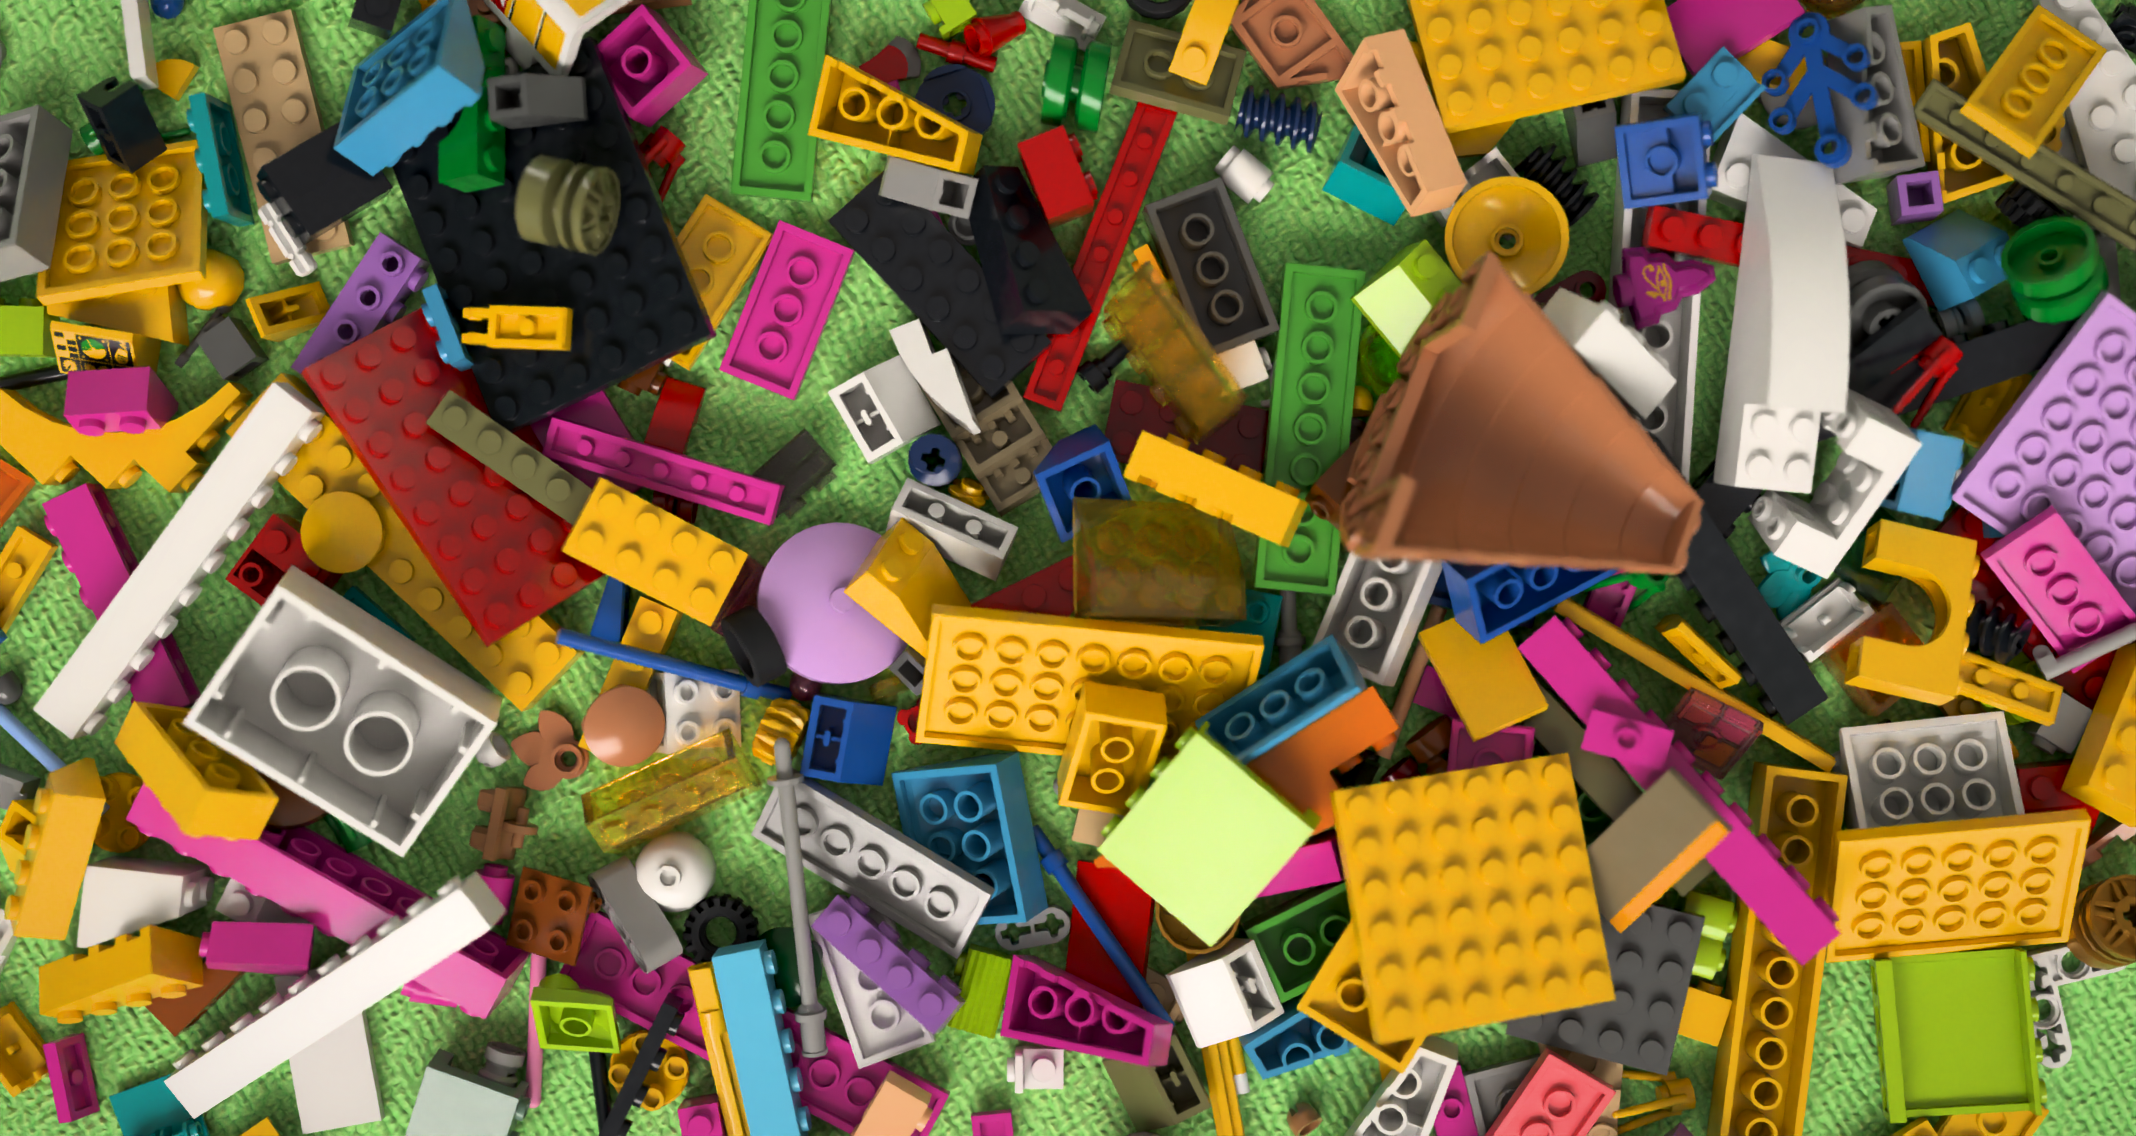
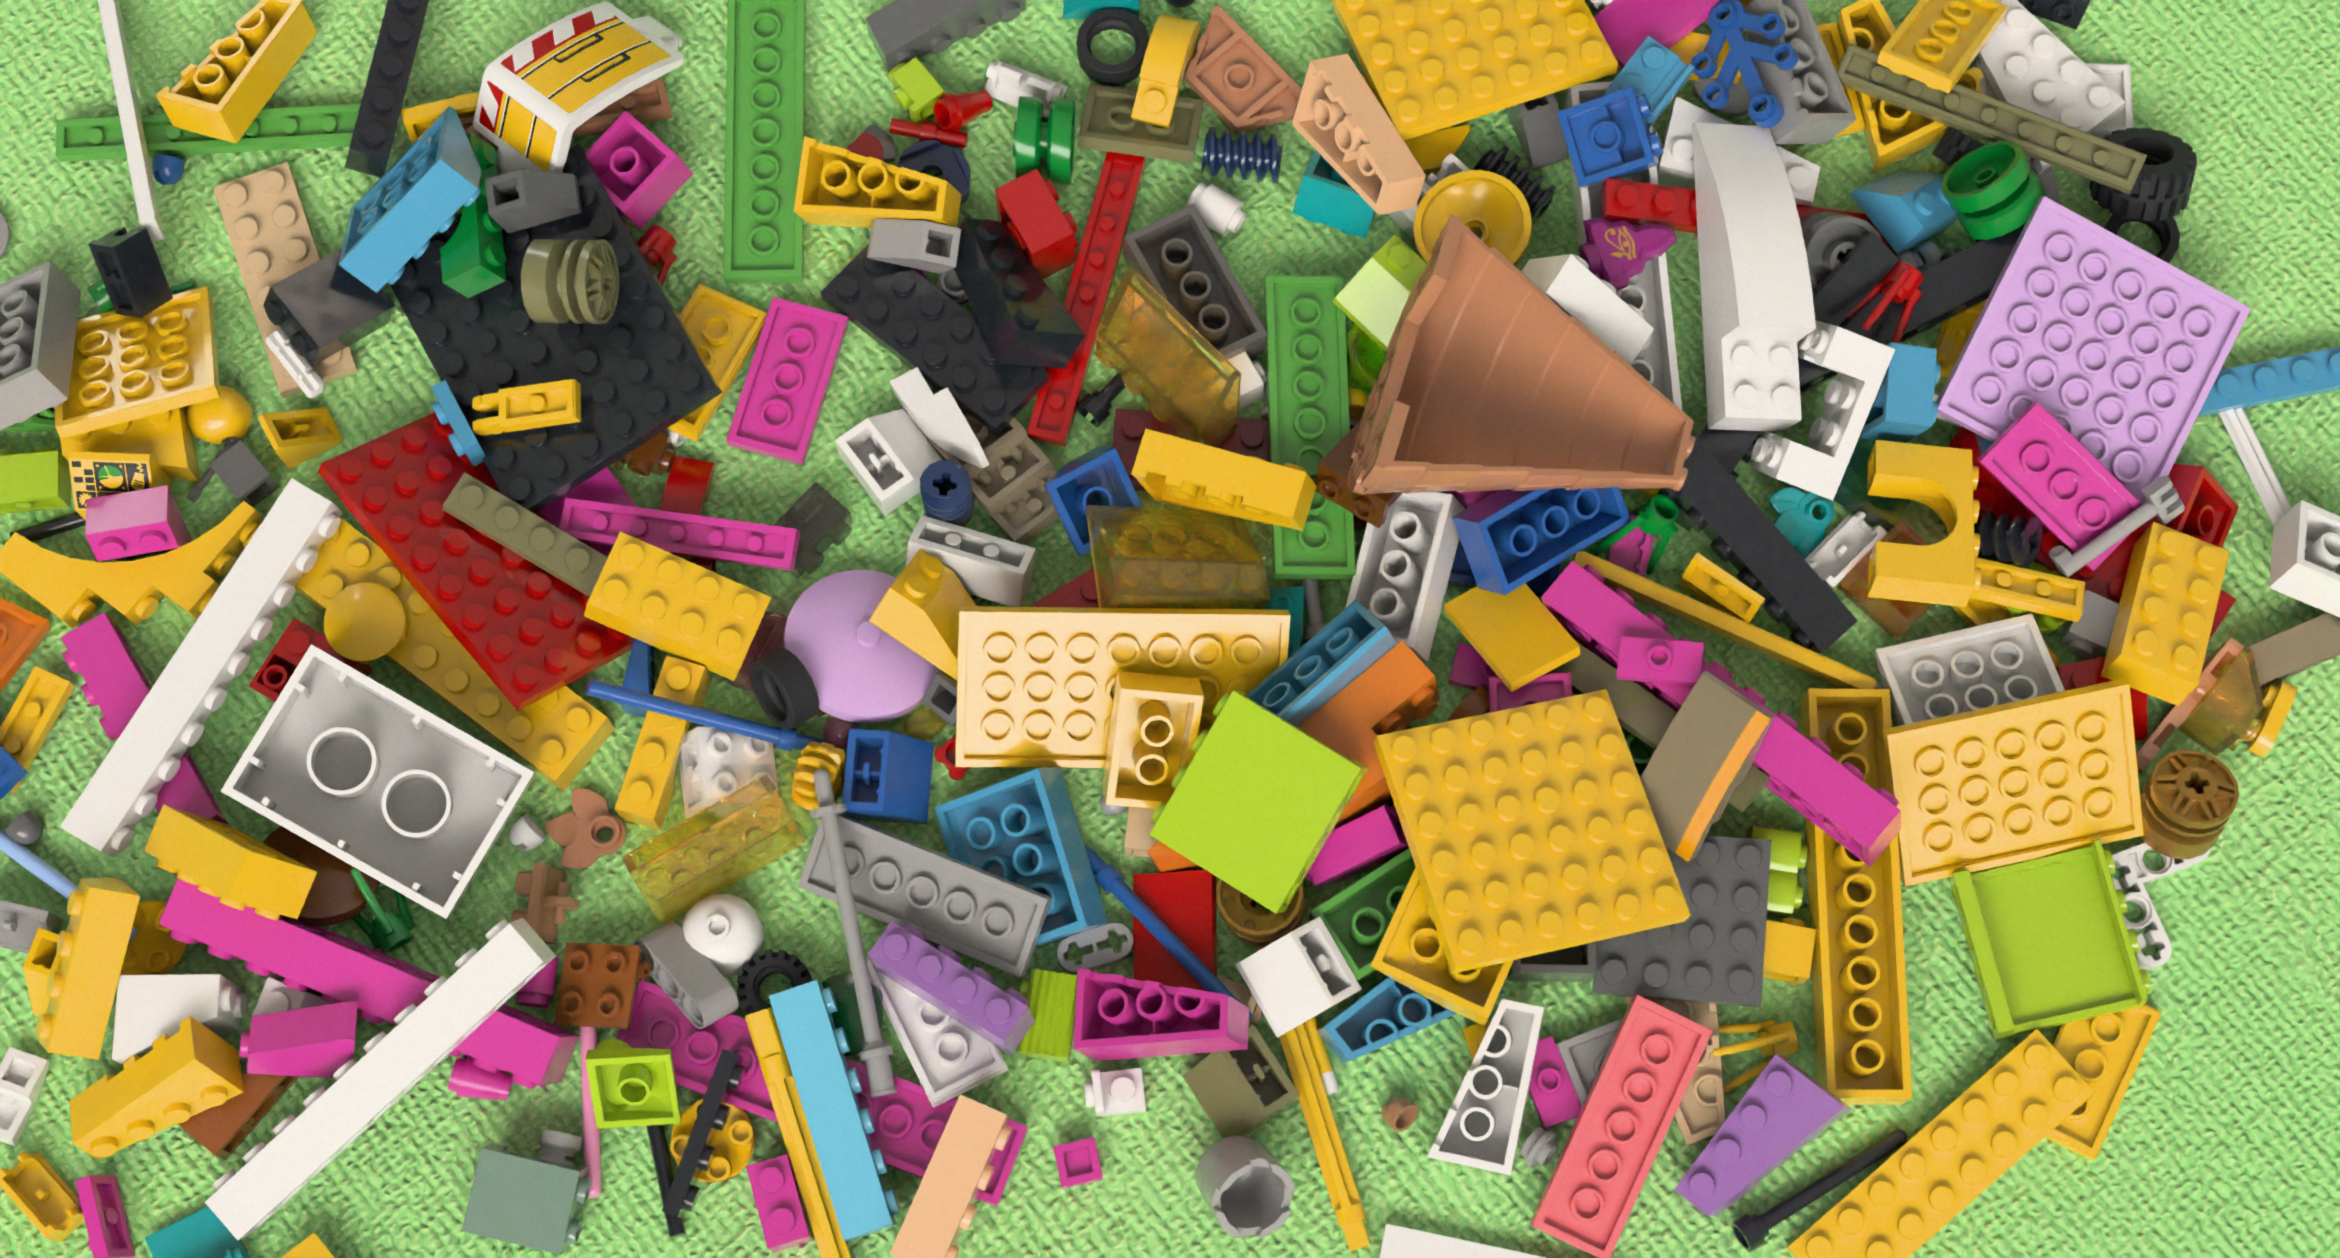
camera: 10 degrees left, 15 degrees down
(175, 76) = (177, 236): yellow tile -> none
(219, 160) = (226, 295): teal plate -> none
(335, 1075) = (384, 1182): white tile -> none
(368, 300) = (381, 406): medium lavender brick -> none
(624, 726) = (660, 778): nougat dish -> none
(969, 492) = (984, 525): yellow plate -> none
(1412, 680) = (1445, 661): light nougat bar -> none
(1712, 731) = (1753, 661): clear pink tile -> none
(1914, 198) = (1855, 157): medium lavender brick -> none

